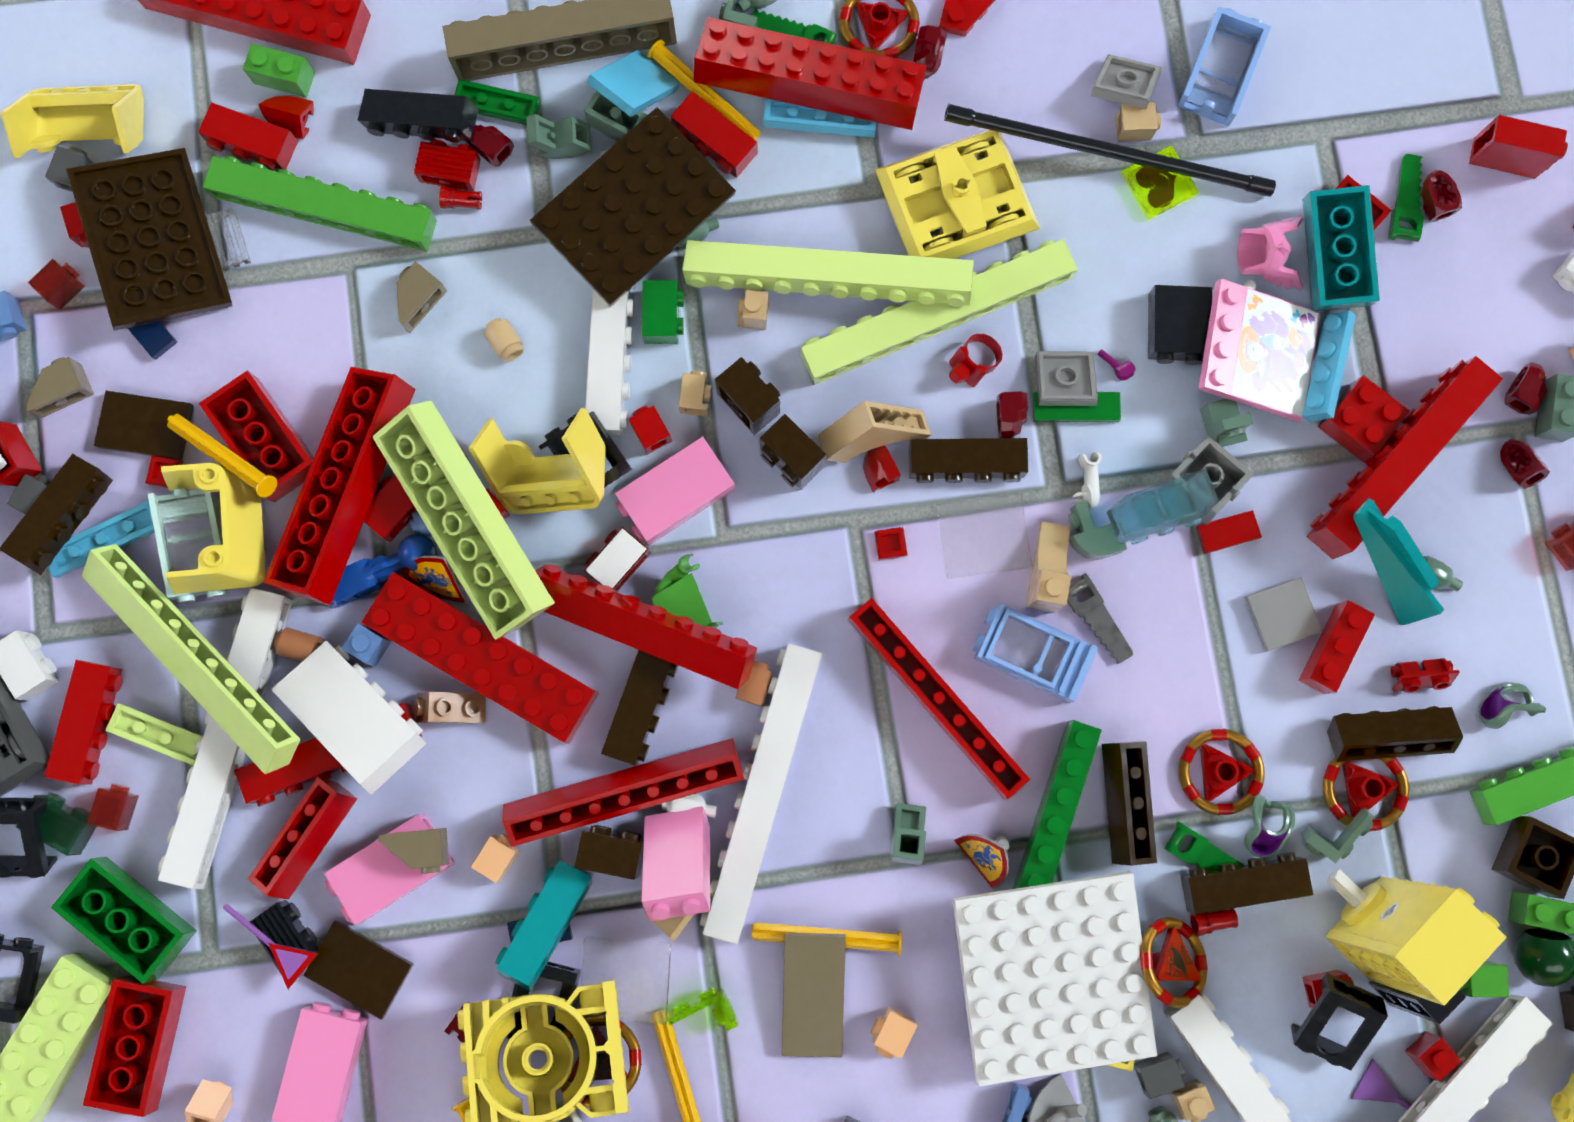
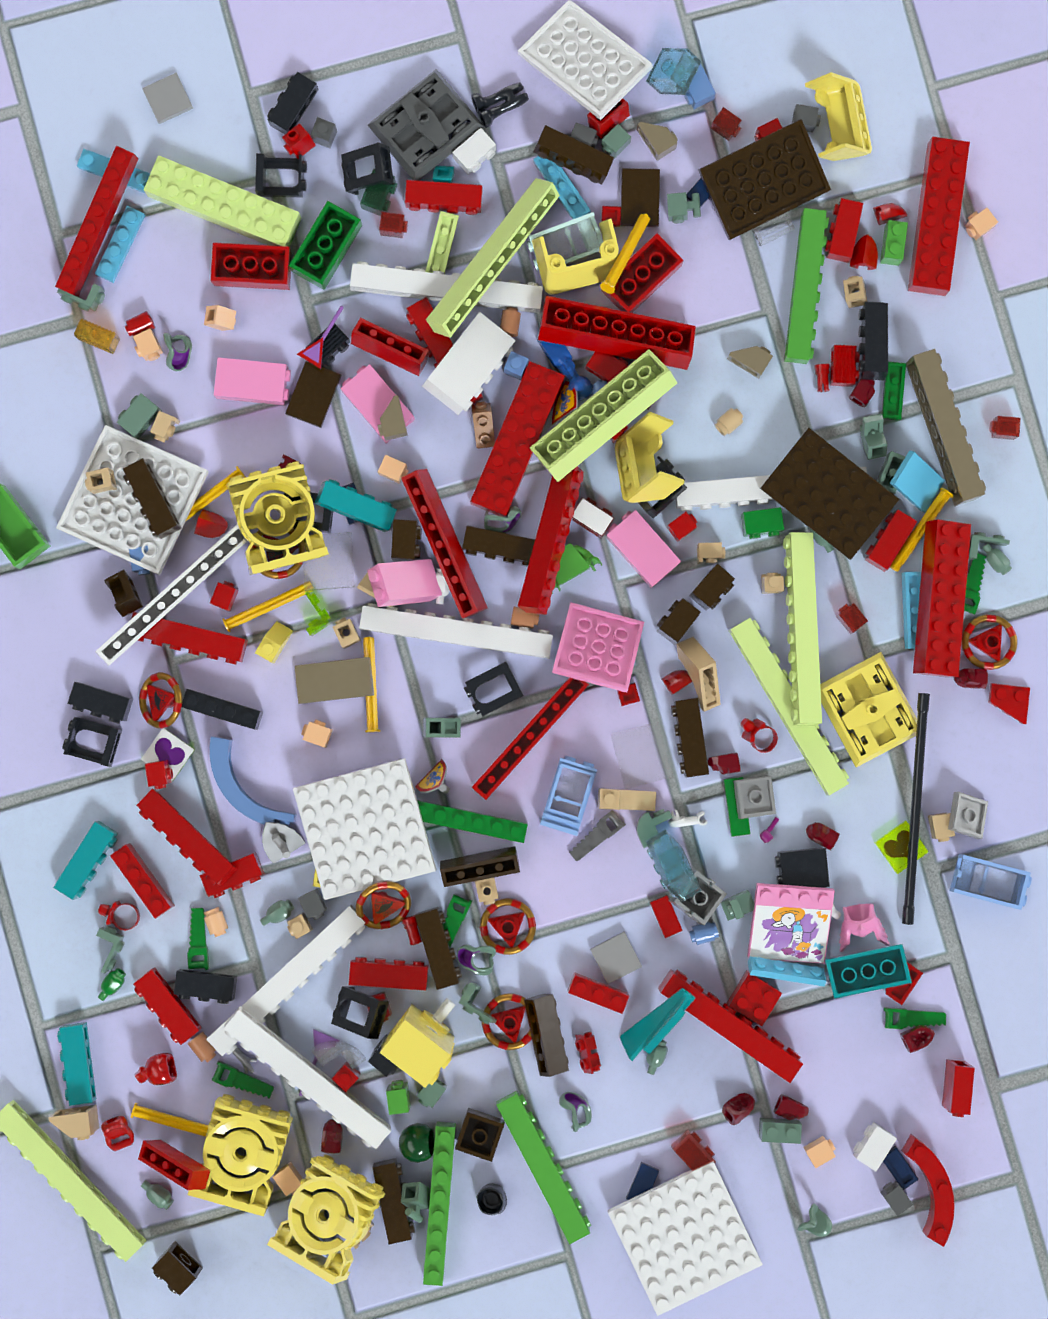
camera: 80 degrees right, 5 degrees up
(48, 717) = (443, 174): none -> teal plate
(49, 448) = (615, 141): none -> sand green brick
(168, 368) = (679, 206): none -> sand green brick
(232, 75) = (889, 212): none -> red brick
(351, 130) = (858, 298): none -> tan brick
(598, 680) = (513, 516): none -> sand green piece
(741, 1085) = (274, 642): none -> light yellow slope
(753, 970) = (349, 640): none -> tan brick
(816, 577) = (598, 647): none -> bright pink plate
(820, 205) = (851, 617): none -> clear red brick
(845, 772) = (474, 683): none -> black panel
(1132, 288) = (822, 835): none -> dark red rock
(1178, 795) = (490, 883): none -> tan brick
(1263, 481) = (704, 933): none -> medium blue brick
(1280, 968) = (388, 974): none -> red brick
(1389, 1075) = (329, 1050): none -> clear brick
(1528, 1092) = (332, 1137): none -> dark red rock

